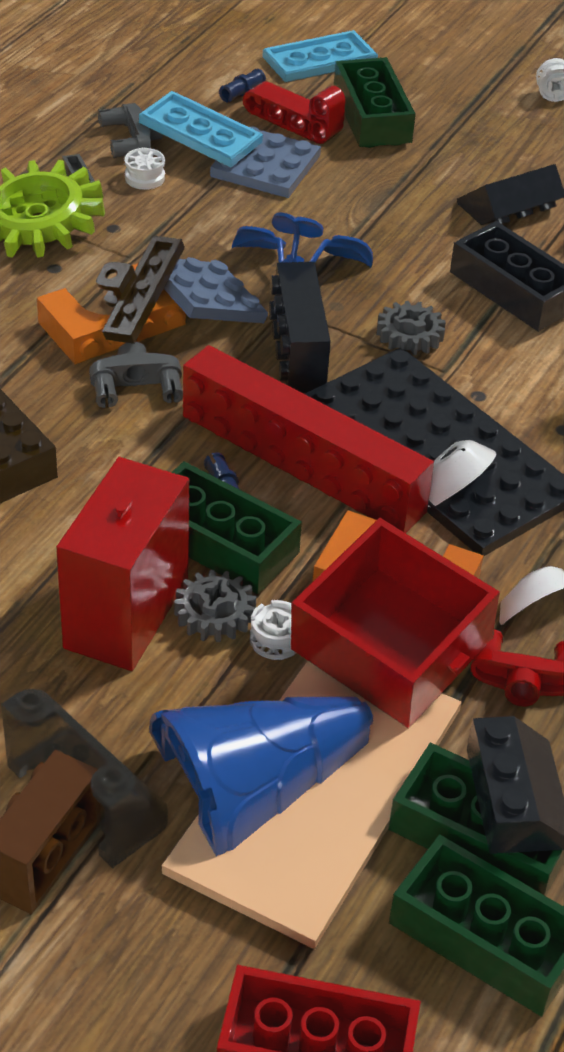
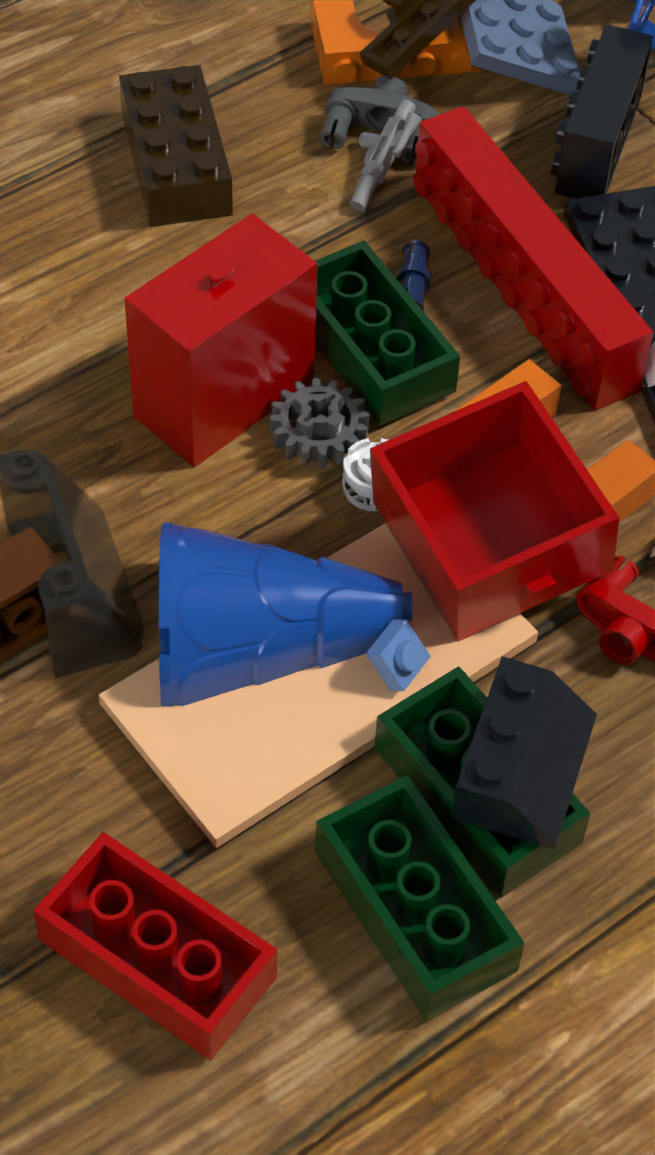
camera: 25 degrees right, 10 degrees up
(152, 395) = (382, 151): none -> light grey piece
(378, 751) = (398, 655): none -> medium blue plate

